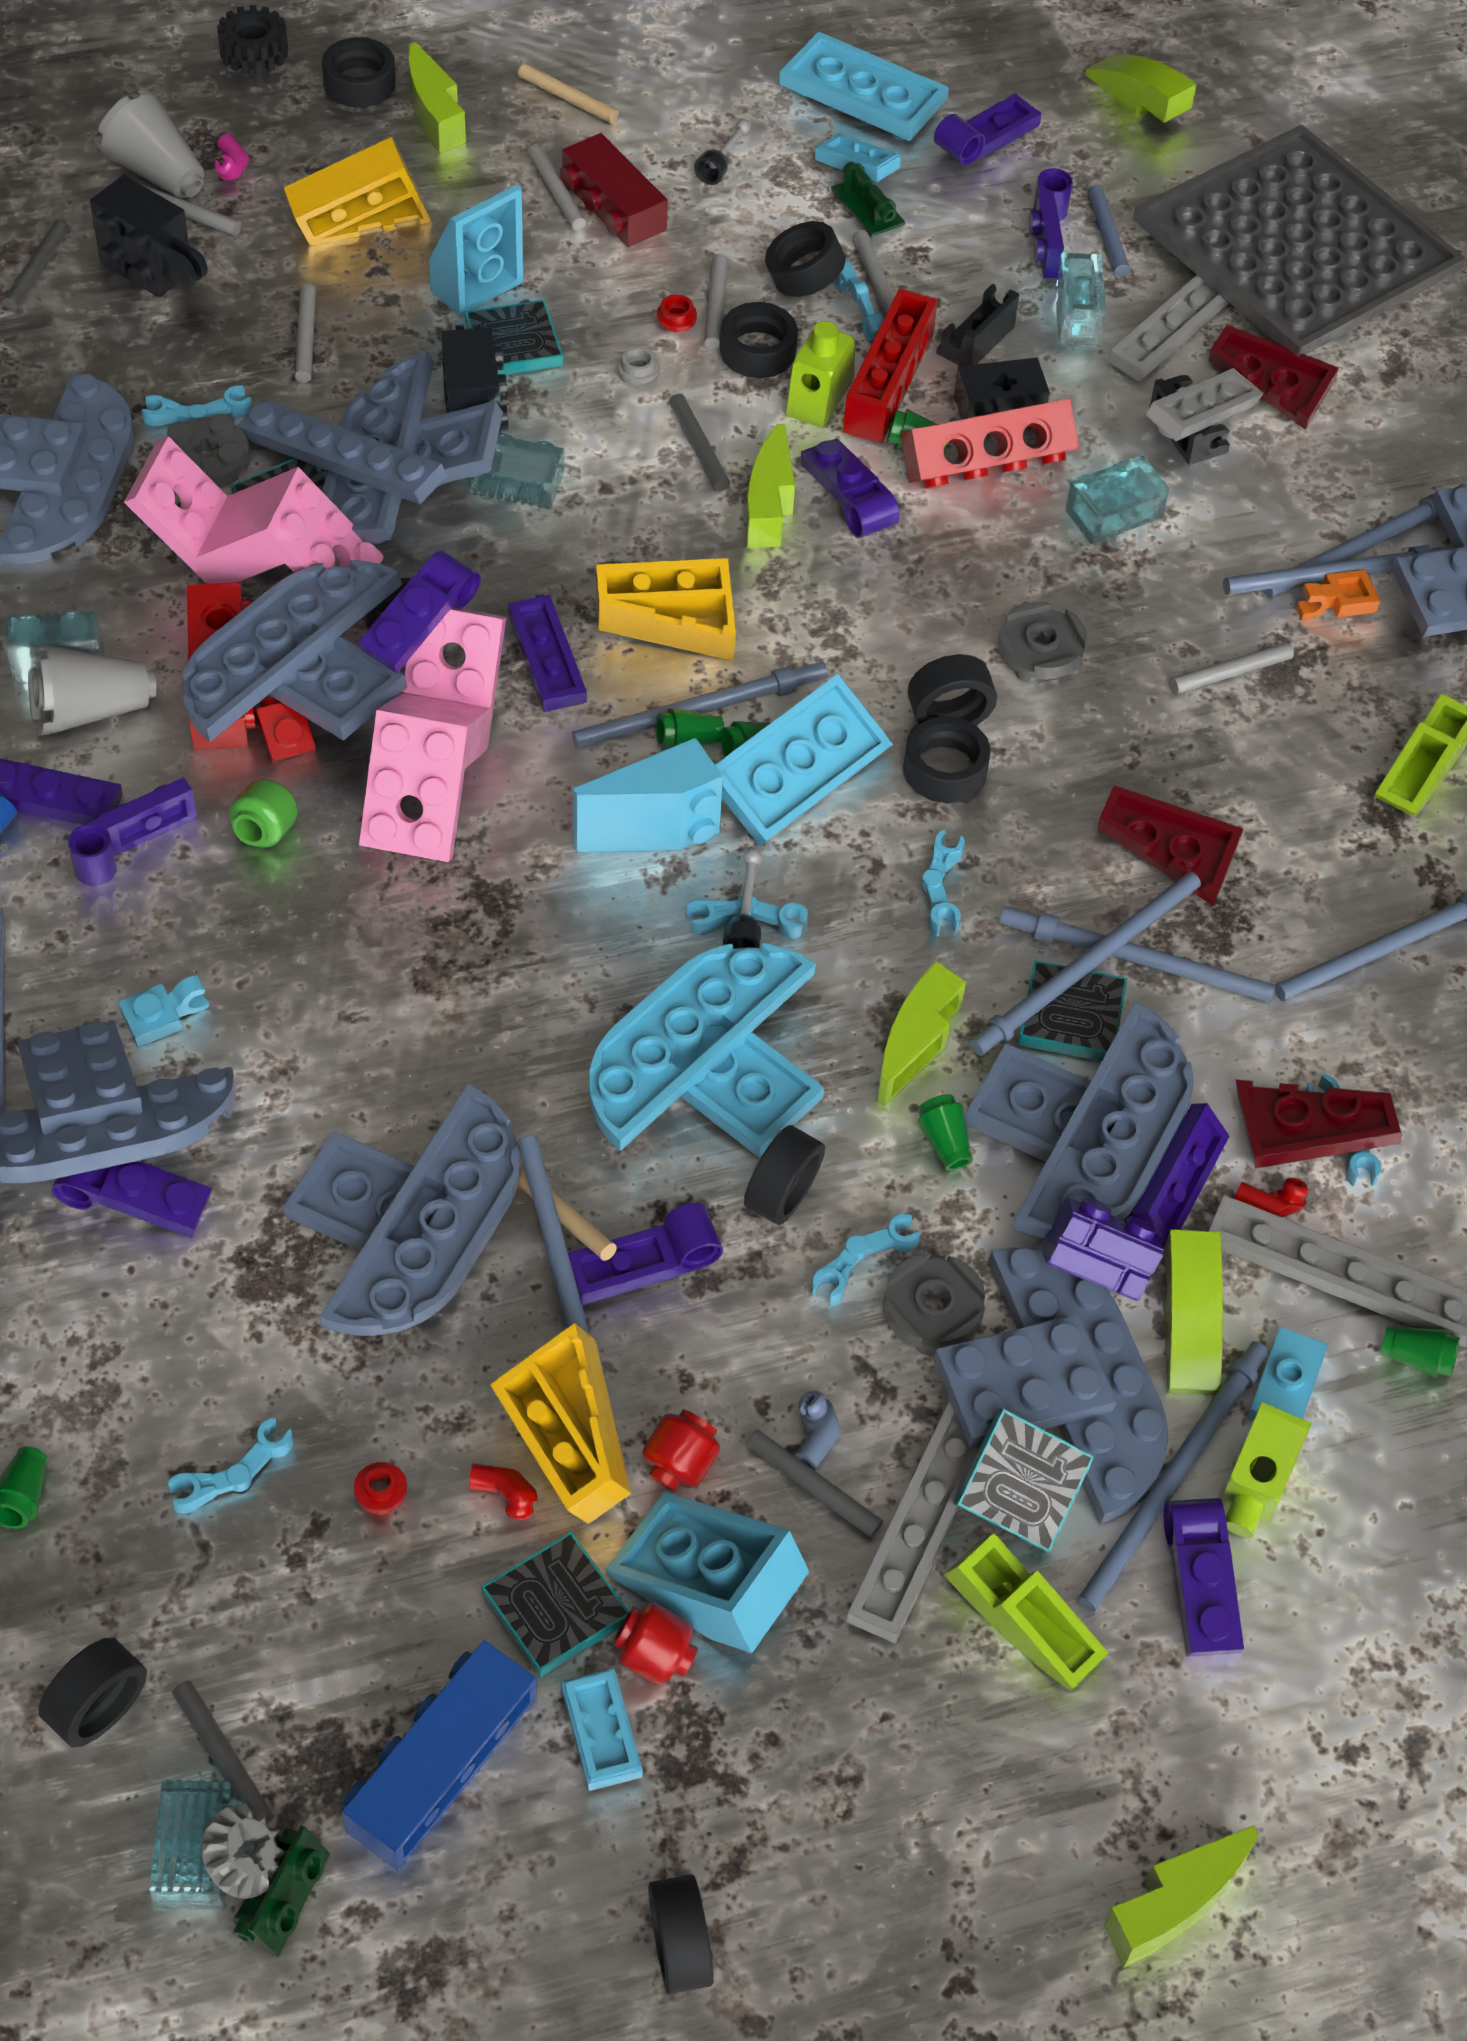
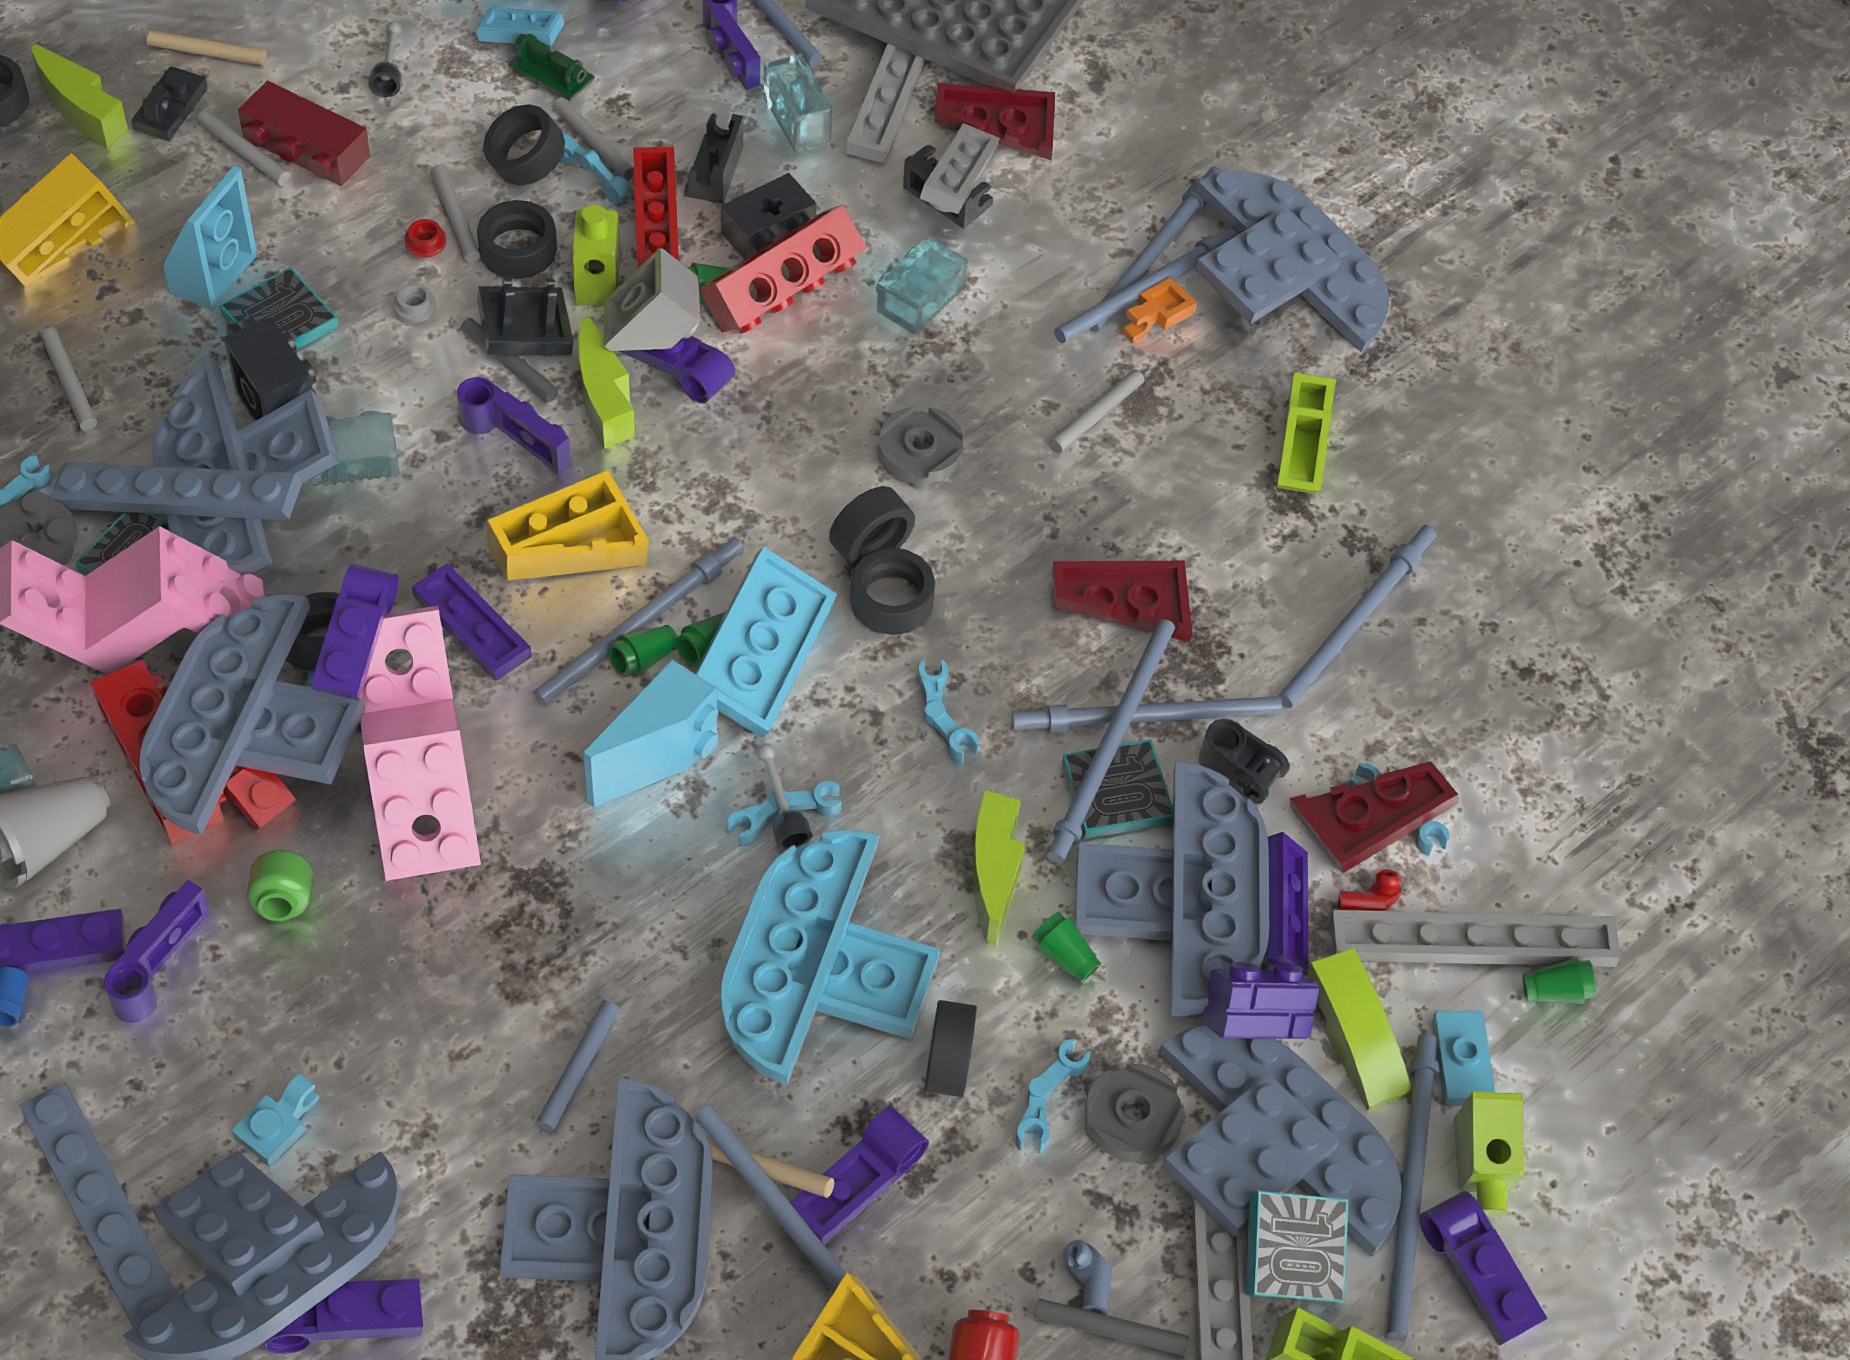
camera: 25 degrees left, 0 degrees up
(444, 1065) = (577, 1066): none -> sand blue bar
(510, 130) = (169, 103): none -> black hinge
(655, 476) = (487, 406): none -> dark purple plate
(727, 410) = (525, 320): none -> black plate
(847, 432) = (653, 306): none -> light grey slope
(1211, 1032) = (1244, 760): none -> black piece

